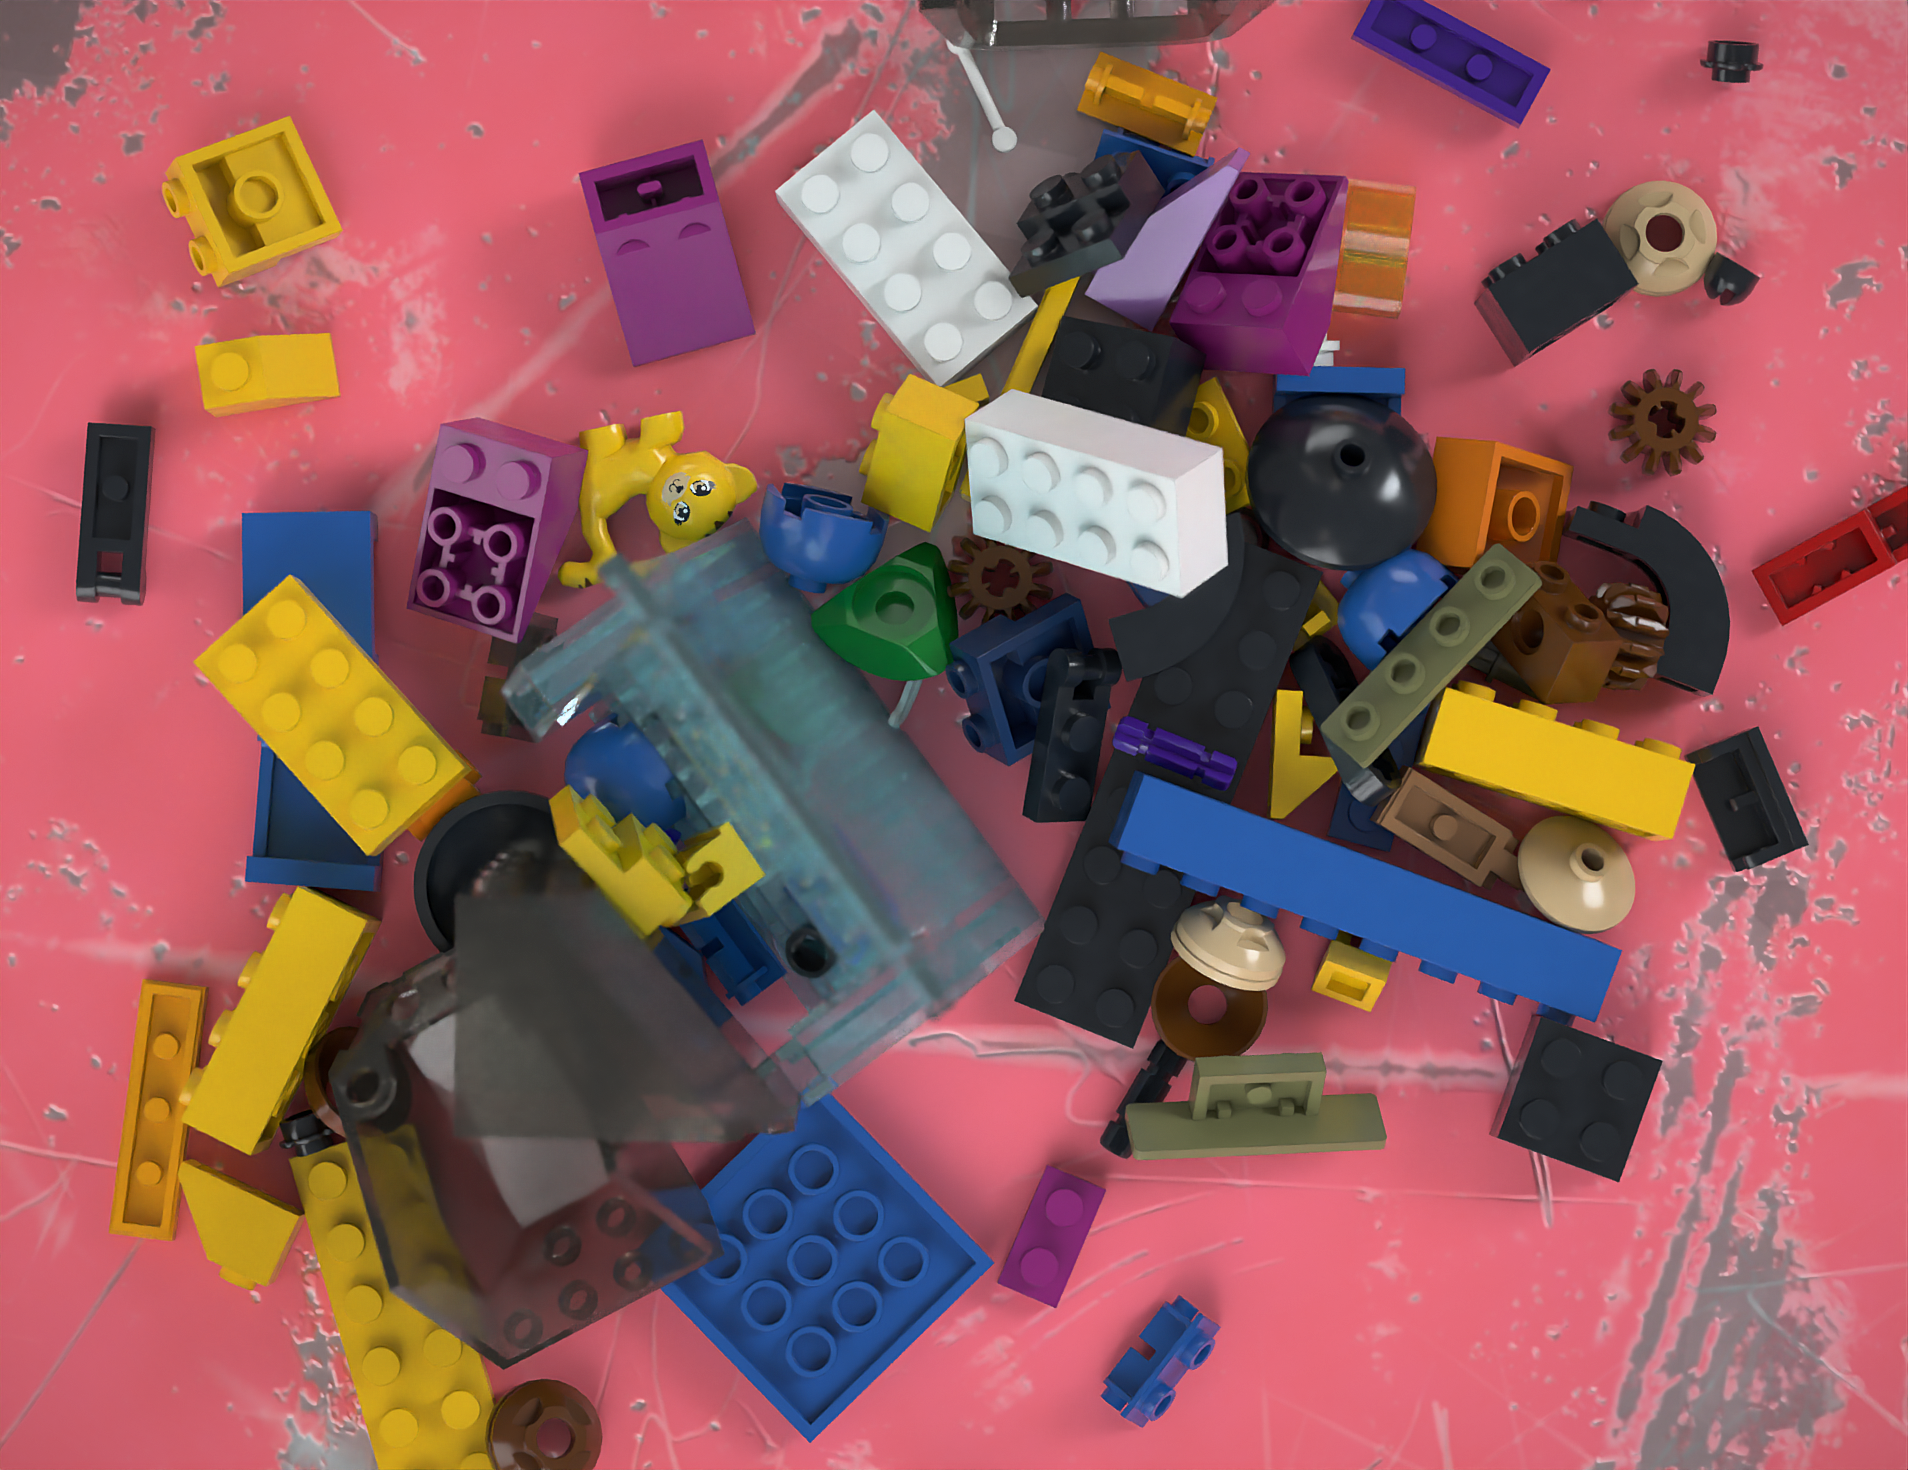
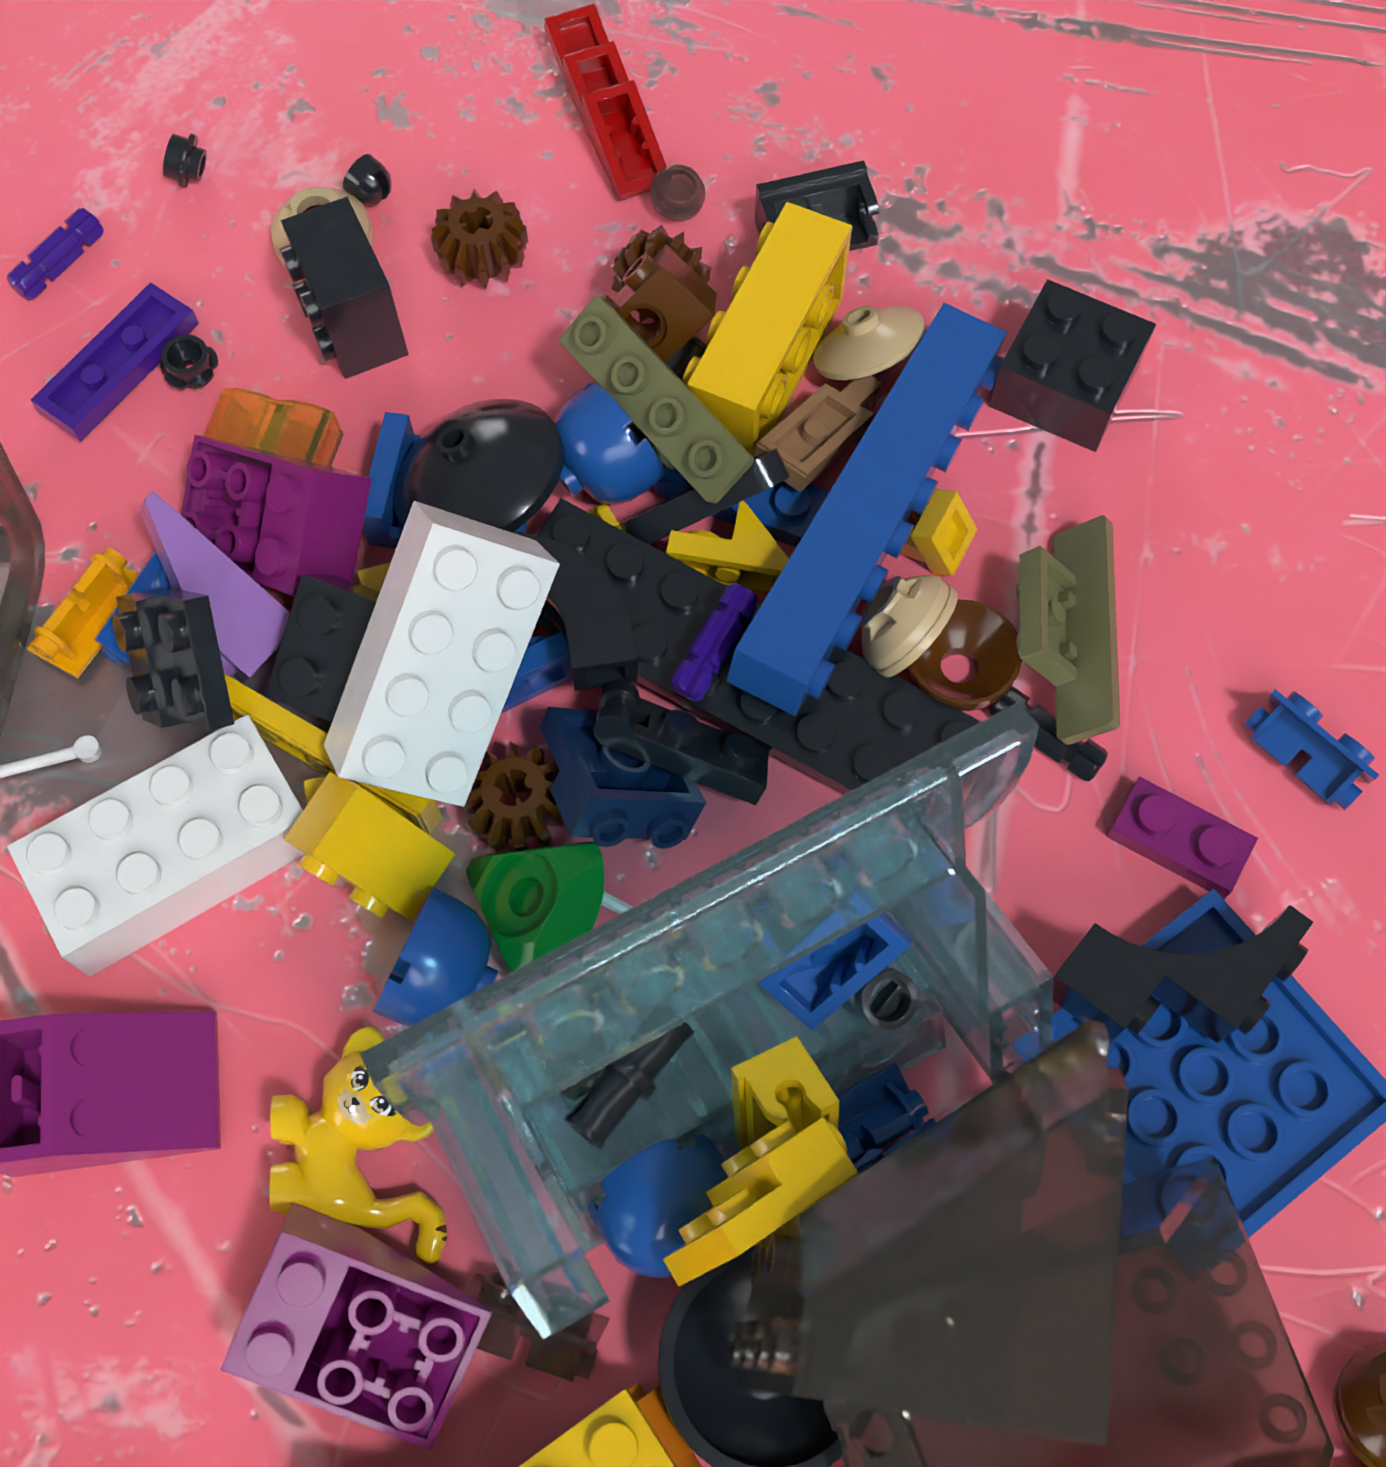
camera: 80 degrees left, 20 degrees down
(884, 1266) = (1213, 991): none -> black arch
(1462, 115) = (185, 351): none -> black plate
(1494, 497) = (518, 363): orange slope -> none
(1683, 577) = (588, 244): black arch -> none
(1761, 636) = (677, 193): none -> clear smoke plate

